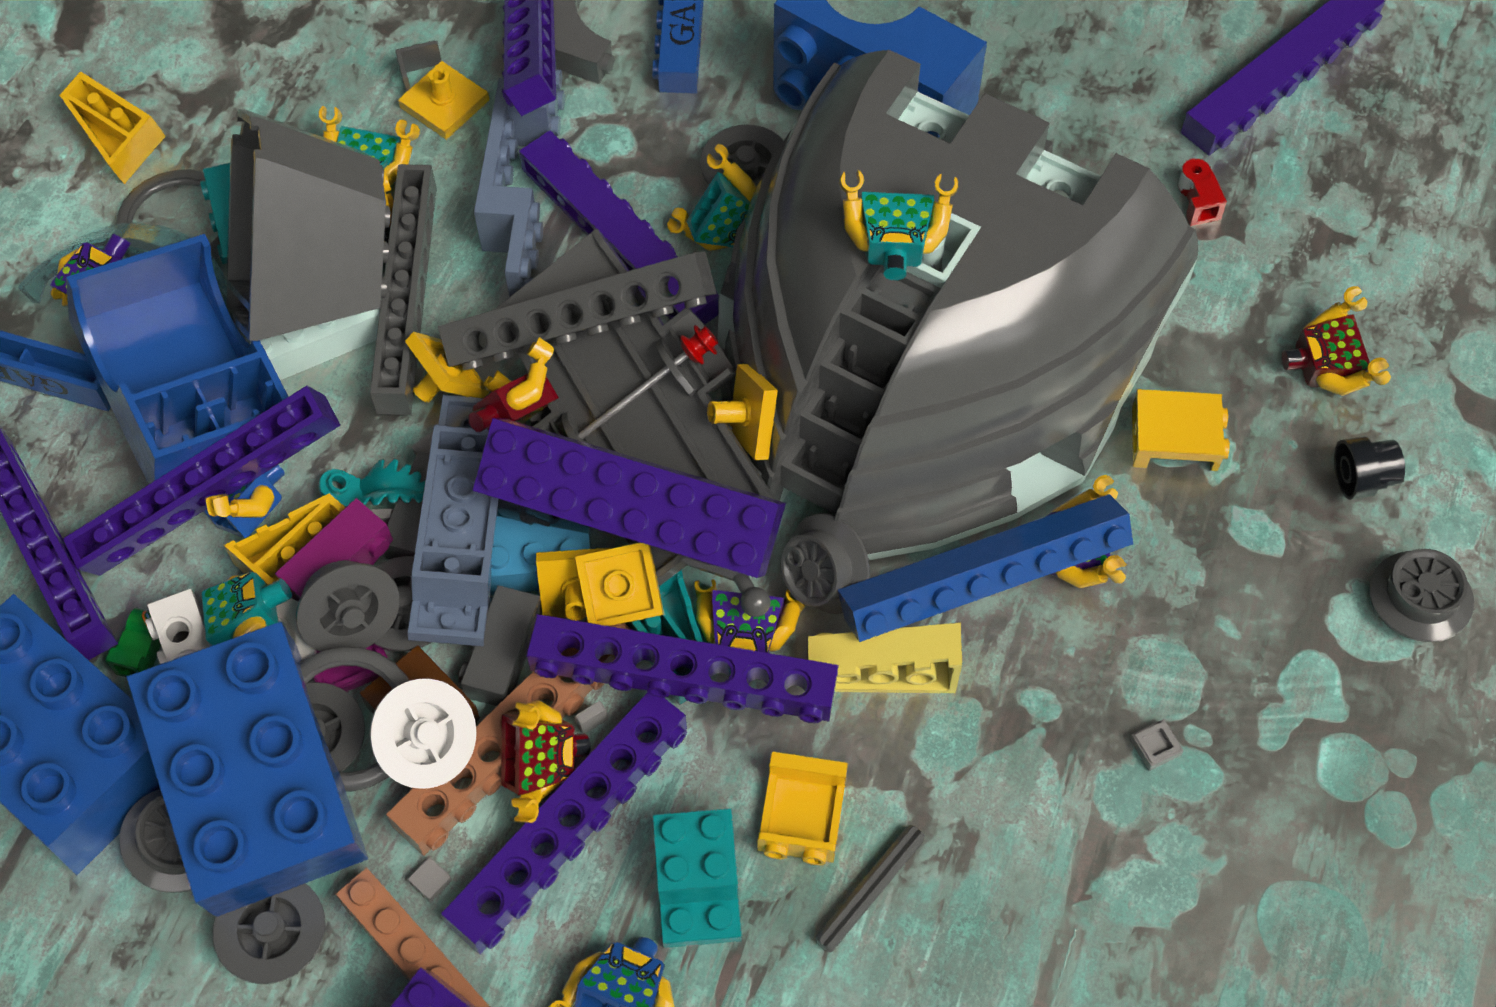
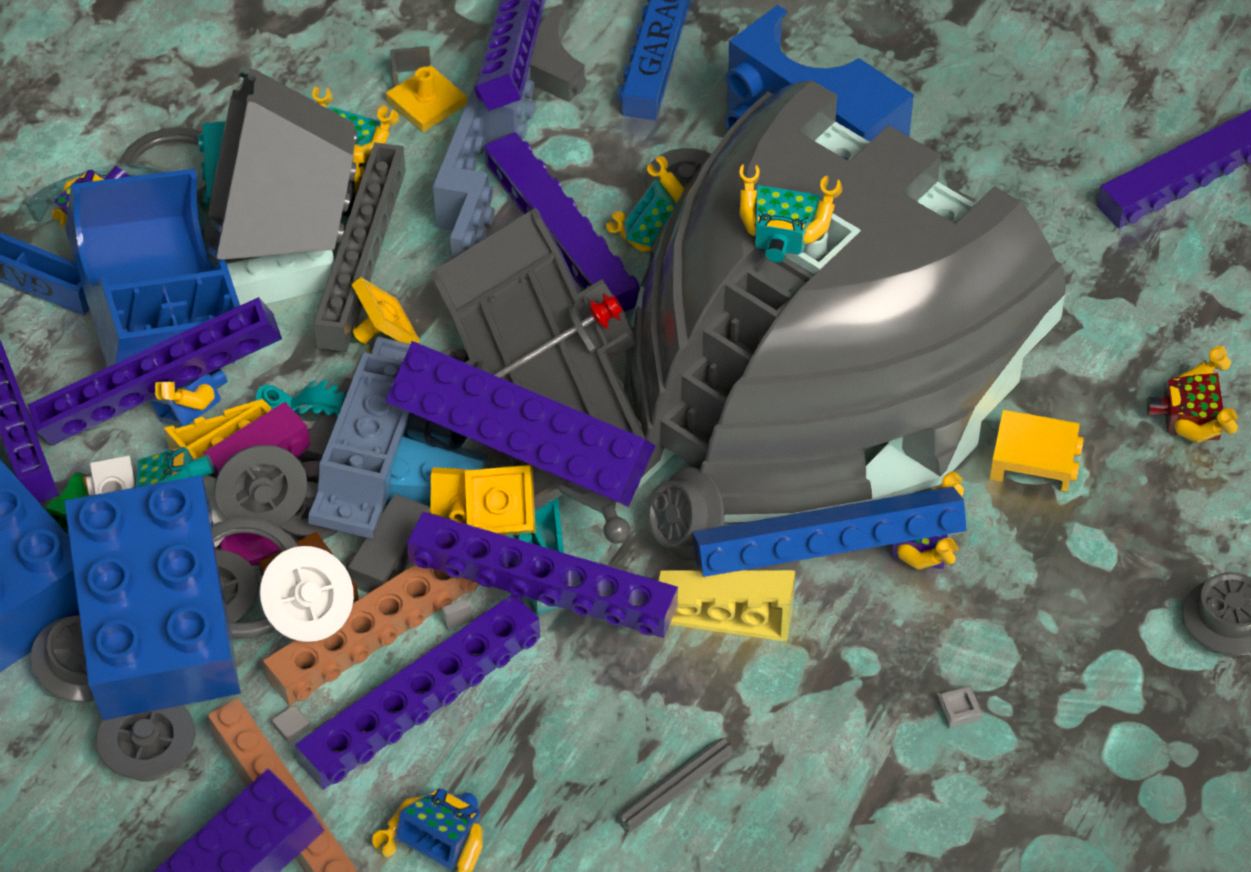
camera: 10 degrees right, 10 degrees down
(113, 124) = (132, 82): yellow wedge -> none
(462, 336) = (402, 286): dark grey brick -> none
(519, 398) = (447, 337): torso -> none
(537, 755) = (403, 628): torso -> none
(697, 878) = (523, 750): teal bracket -> none
(726, 623) = (632, 555): torso -> none
(749, 412) = (639, 370): yellow tile -> none
(802, 808) = (629, 710): yellow panel -> none
(1203, 192) = (1103, 256): red leg -> none
(1367, 466) = (1203, 501): black piece -> none

